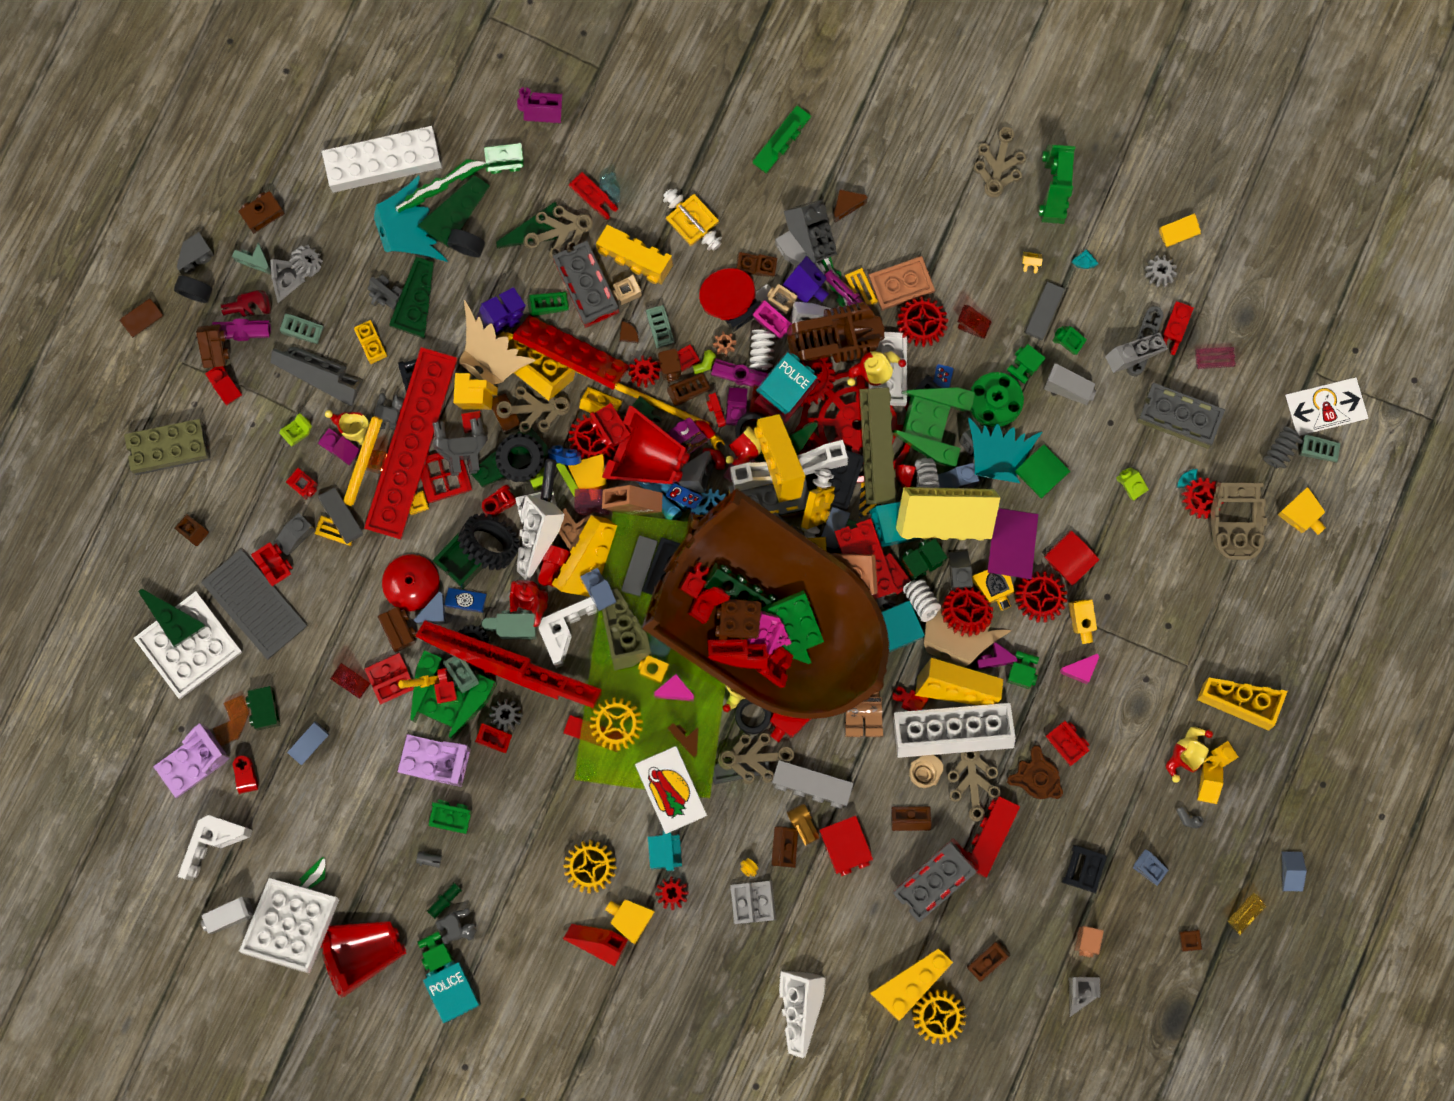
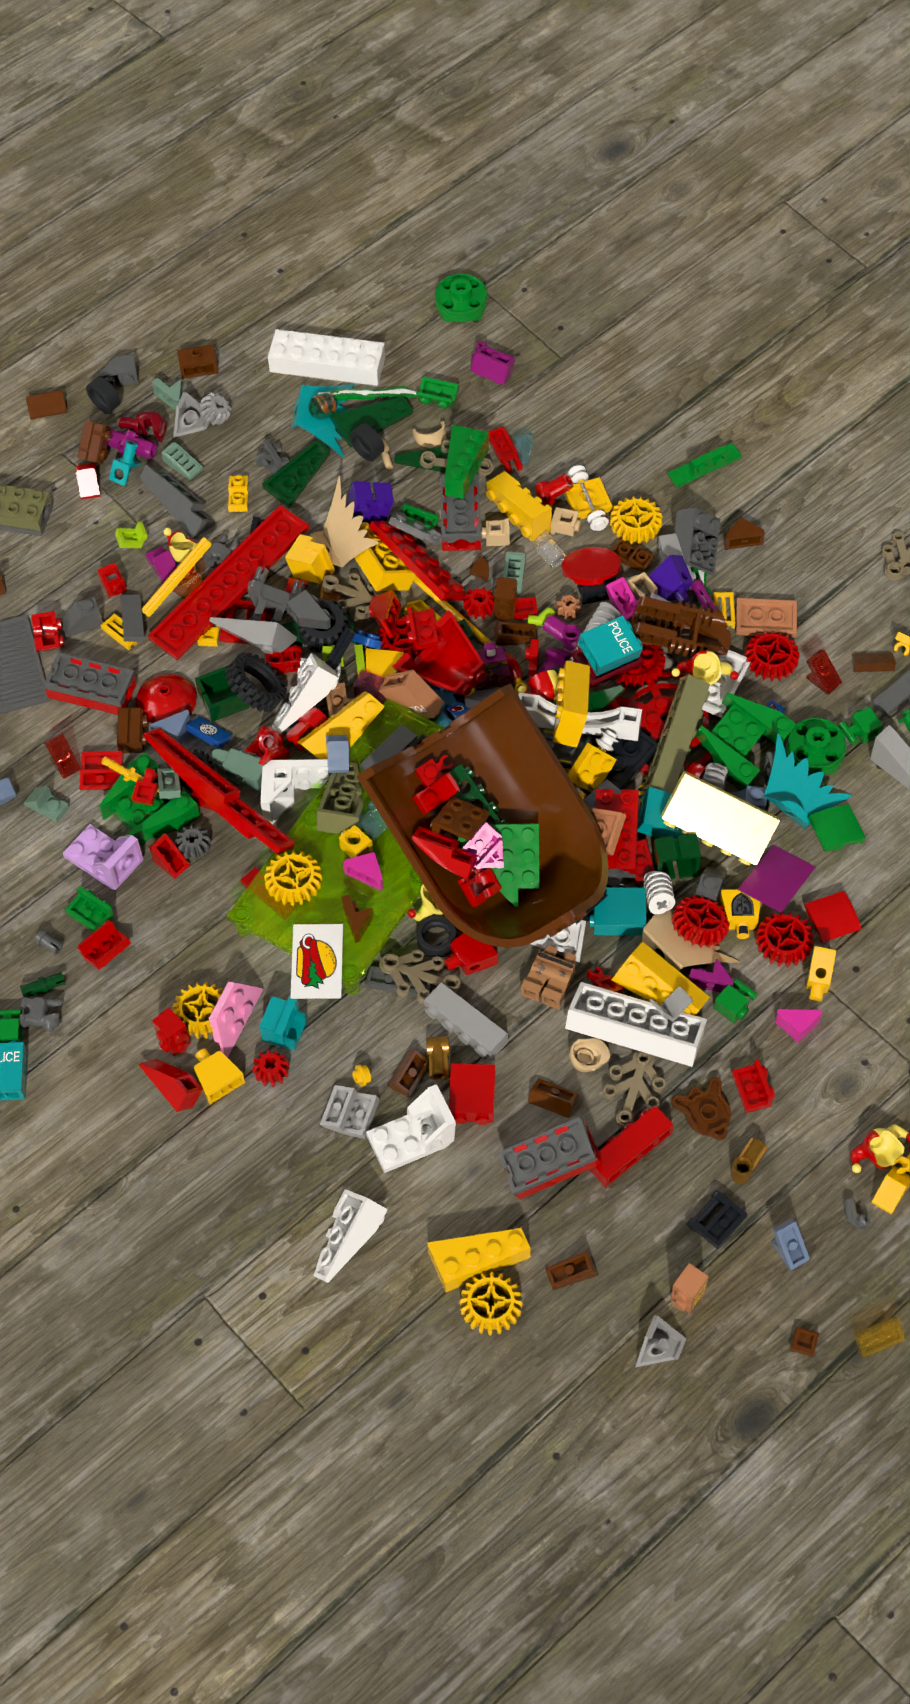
camera: 25 degrees right, 20 degrees down
(250, 354) = (124, 463): none -> teal bracket
(339, 600) = (90, 683): none -> dark grey piece
(357, 730) = (46, 804): none -> sand green slope
(407, 220) = (322, 406): none -> clear green head
(473, 494) = (265, 635): none -> light grey wedge
(477, 40) = (461, 298): none -> green piece
(478, 844) = (103, 945): none -> red bracket
(490, 250) = (386, 457): none -> tan piece
(505, 459) = (307, 612): none -> dark grey slope
(523, 211) = (431, 440): none -> tan helmet
(550, 318) = (414, 528): none -> dark grey hinge
(568, 230) = (465, 456): none -> green wedge
(568, 420) = (386, 610): none -> red slope
(577, 901) = (171, 1032): none -> red brick
(618, 861) = (232, 1013): none -> bright pink wing
(654, 227) = (550, 490): none -> red piece
(681, 249) = (565, 522): none -> tan brick
(681, 290) = (549, 549): none -> clear slope
(751, 222) = (636, 520): none -> yellow gear
(814, 902) = (418, 1134): none -> white bracket
(980, 706) = (674, 1004): none -> light grey bracket
(1010, 290) = (873, 662): none -> reddish brown slope
(1089, 807) = (748, 1160): none -> pearl gold piece

